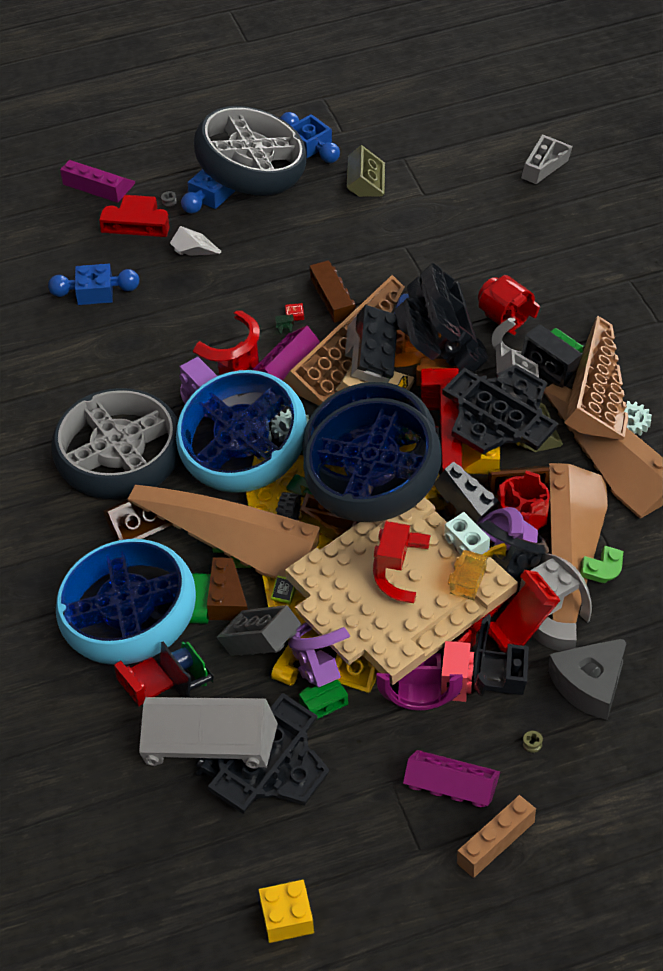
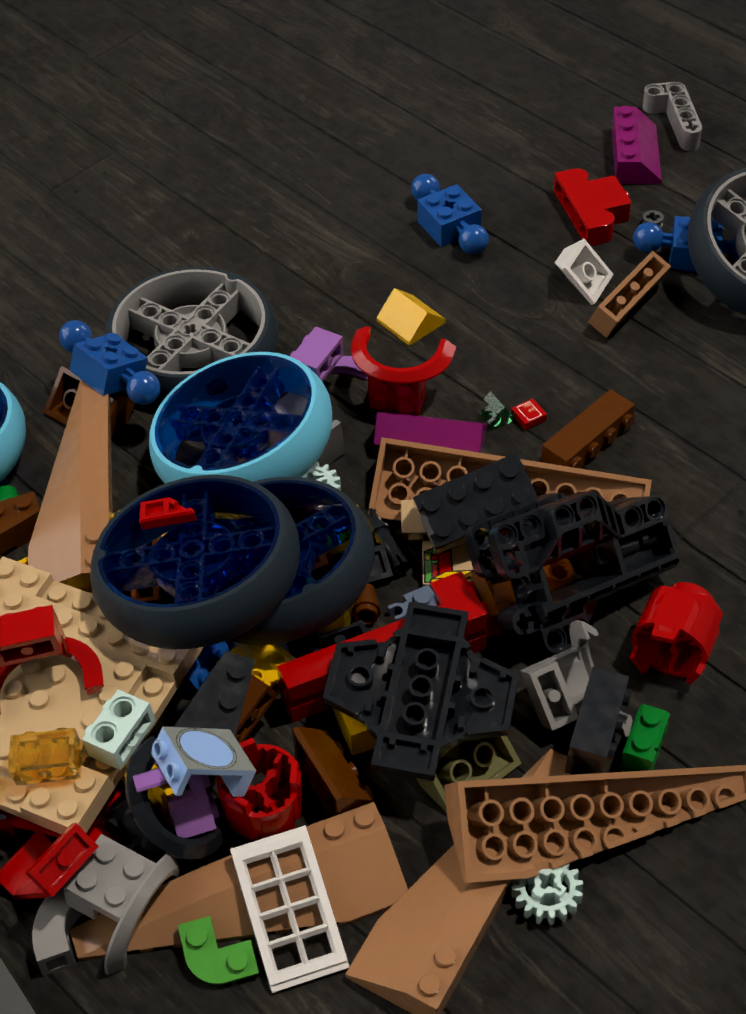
camera: 65 degrees right, 0 degrees up
(81, 146) = (676, 102): none -> light grey beam
(137, 477) = (108, 363): none -> blue brick
(172, 337) = (408, 317): none -> yellow slope
(233, 229) = (629, 294): none -> medium nougat brick
(337, 456) = (164, 513): none -> red tile
(515, 501) = (202, 752): none -> light blue panel
(561, 513) = (308, 969): none -> white piece

